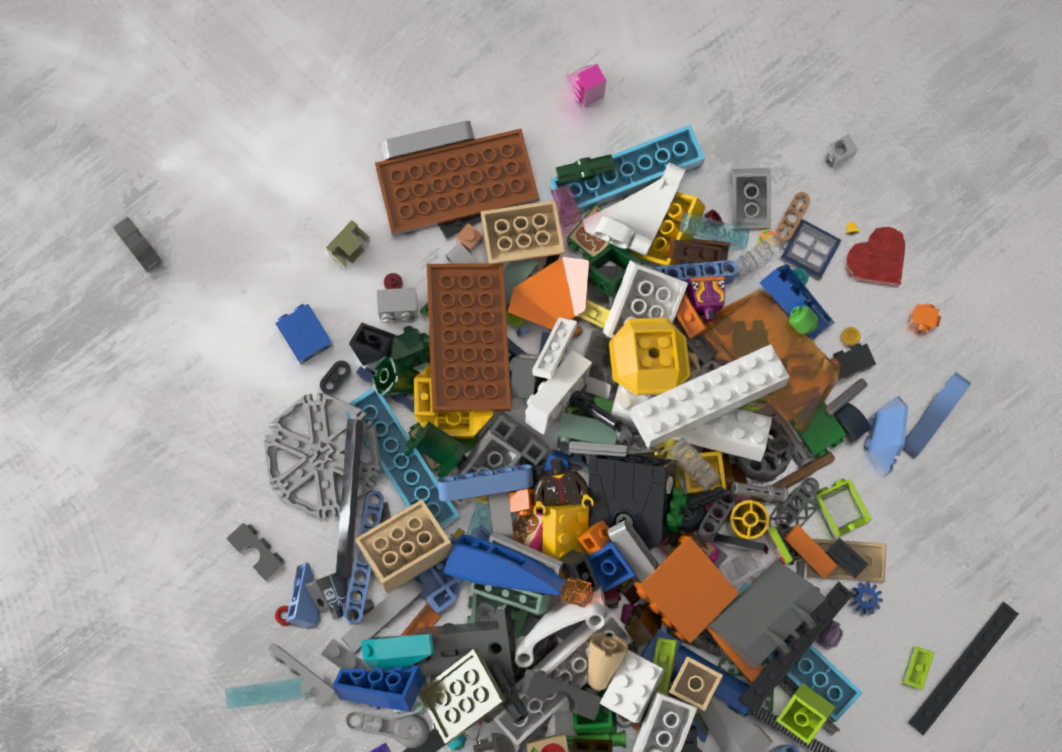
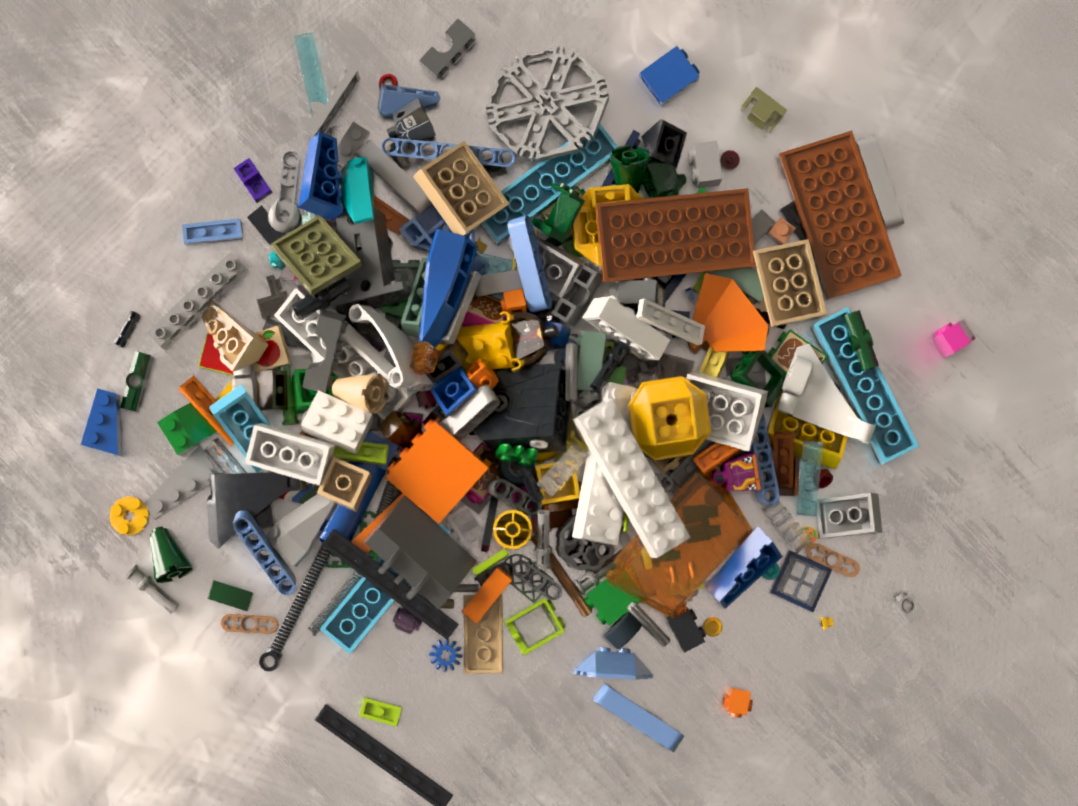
camera: 85 degrees right, 5 degrees up
(335, 378) = (628, 111): black plate -> none
(349, 497) = (514, 131): black tile -> none
(566, 205) = (821, 324): clear pink plate -> none
(598, 388) = (636, 370): white sticker -> none
(803, 319) = (722, 573): bright green head -> none
(805, 713) = (324, 597): lime brick -> none
(847, 558) = (484, 633): black plate -> none
(879, 257) = (797, 652): clear red plate -> none

